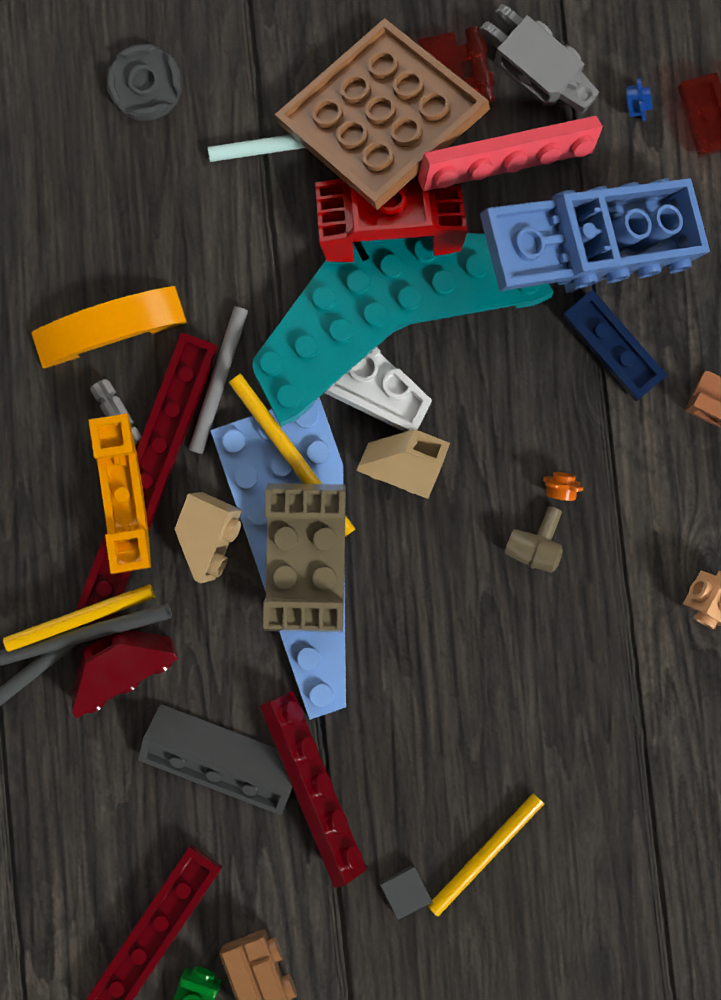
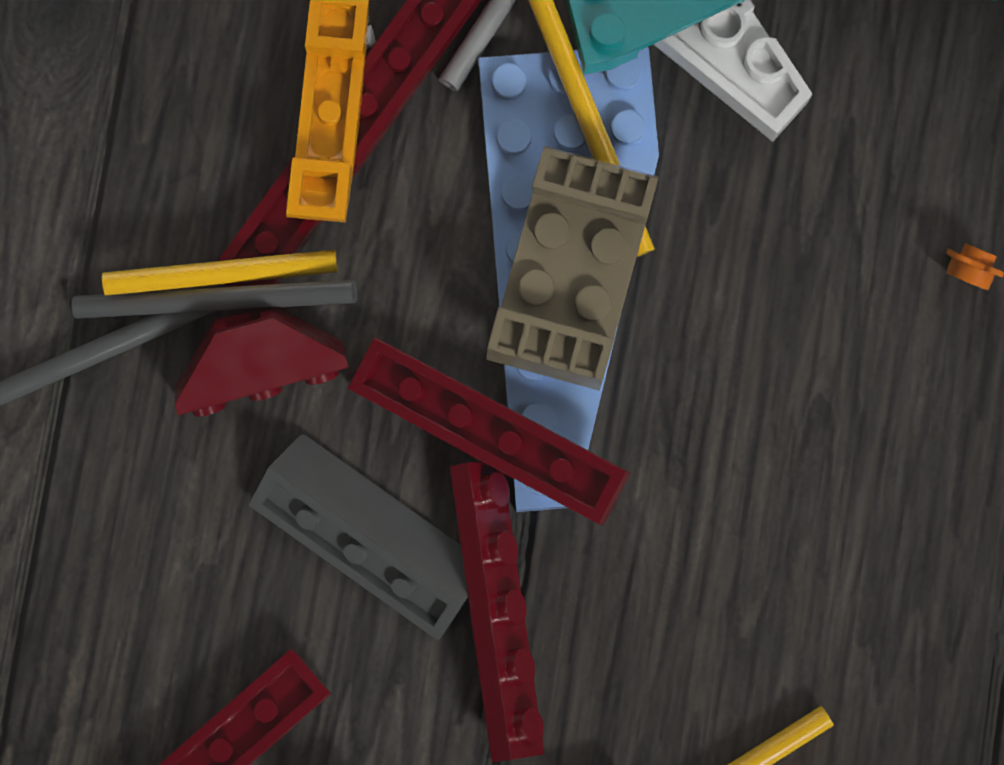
camera: 15 degrees right, 5 degrees down
(205, 532) = (434, 201): tan slope -> none
(279, 677) = (489, 431): none -> dark red plate
(406, 461) = (753, 170): tan slope -> none
(537, 549) = (914, 348): dark tan piece -> none

